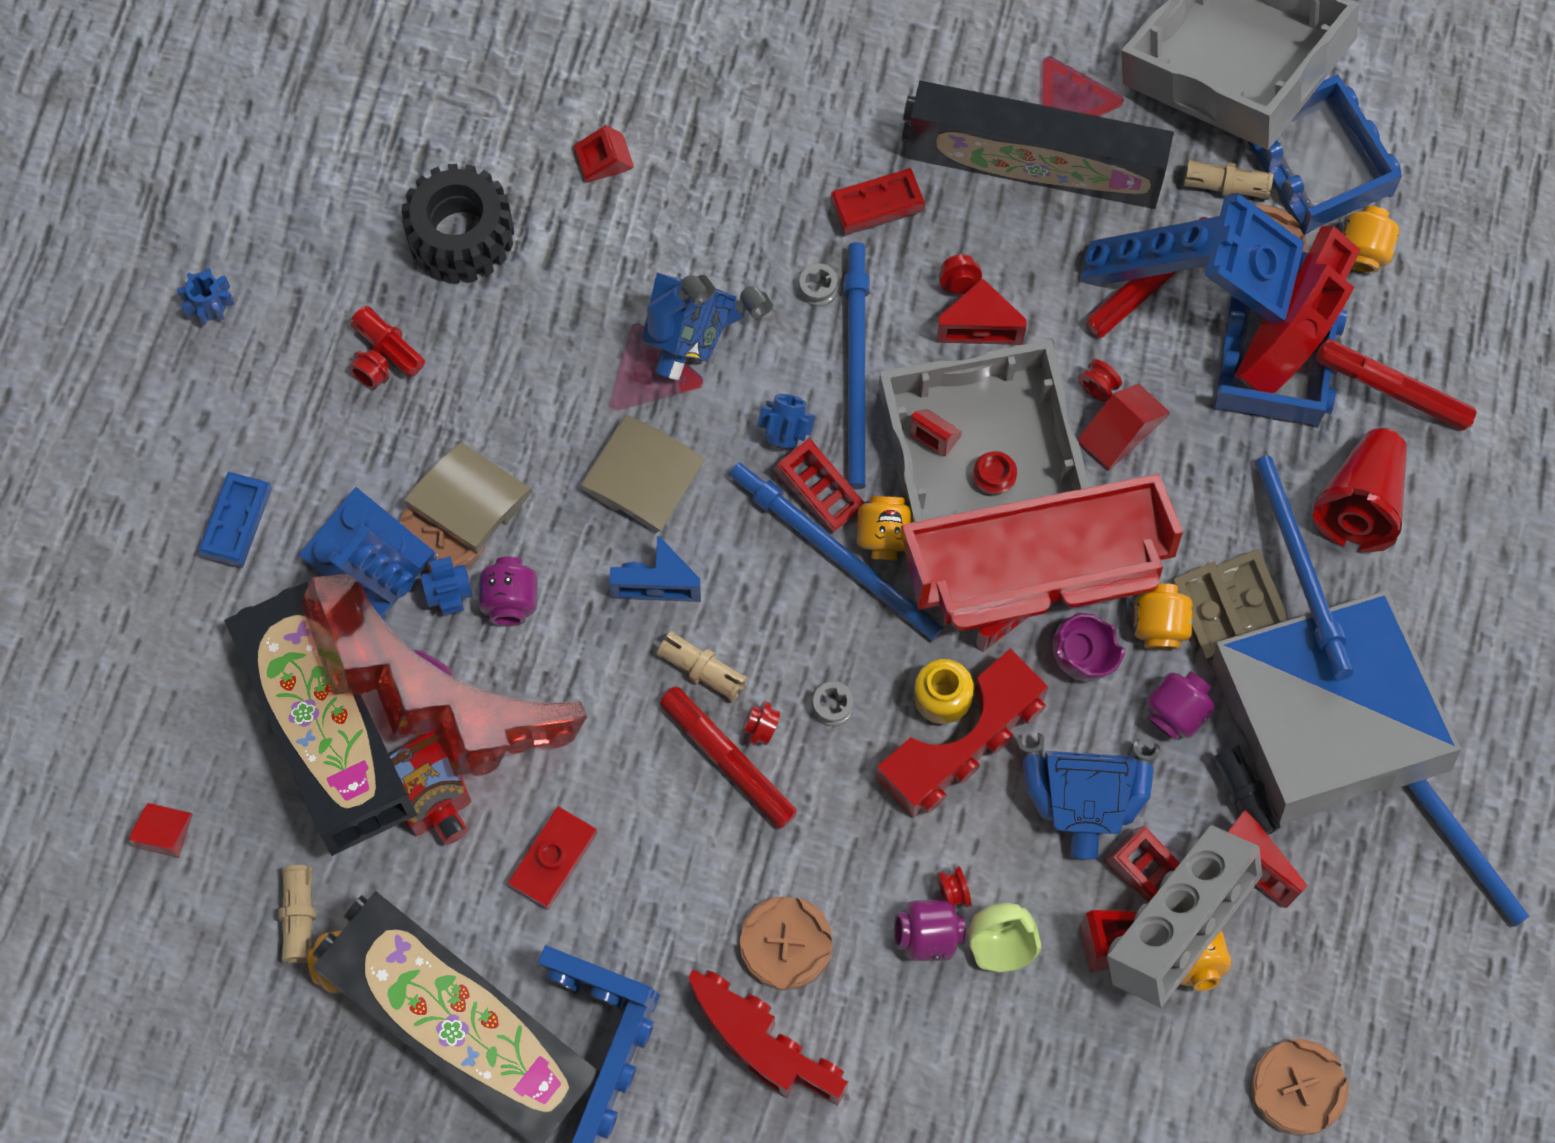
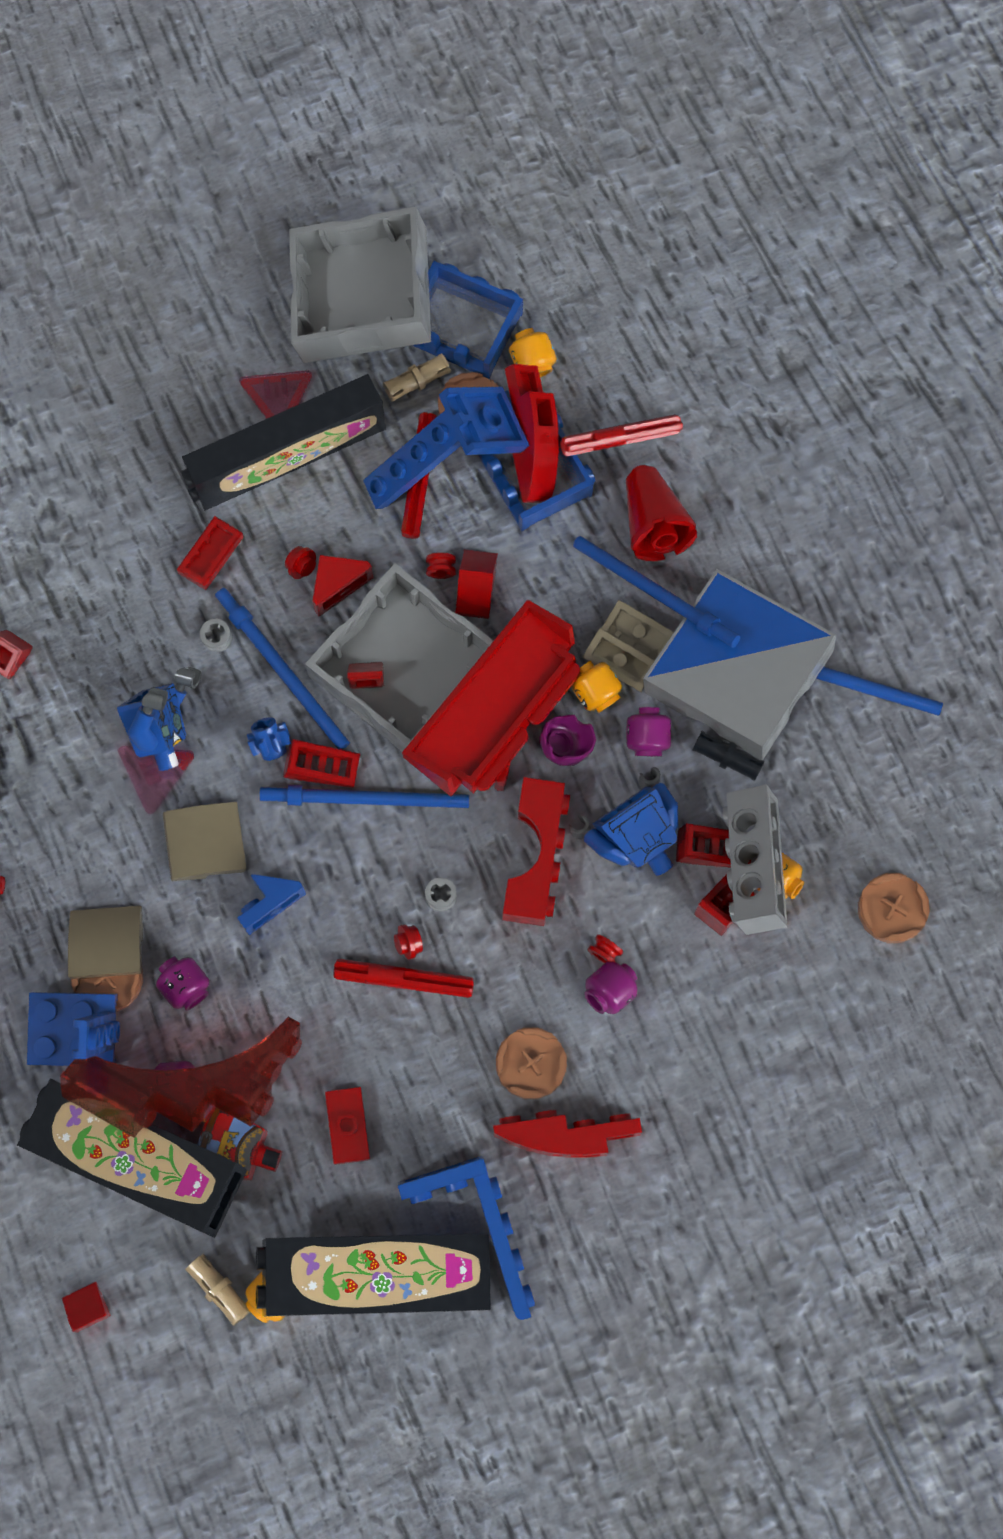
camera: 40 degrees left, 5 degrees up
(446, 585) = (140, 1009): blue gear -> none
(702, 666) = (342, 934): tan pin -> none
(881, 526) = (384, 759): light orange head -> none
(943, 691) = (503, 835): yellow head -> none
(995, 472) = (424, 673): red plate -> none
(1003, 937) = (658, 956): yellowish green hair -> none
(1279, 876) = (788, 792): red slope -> none

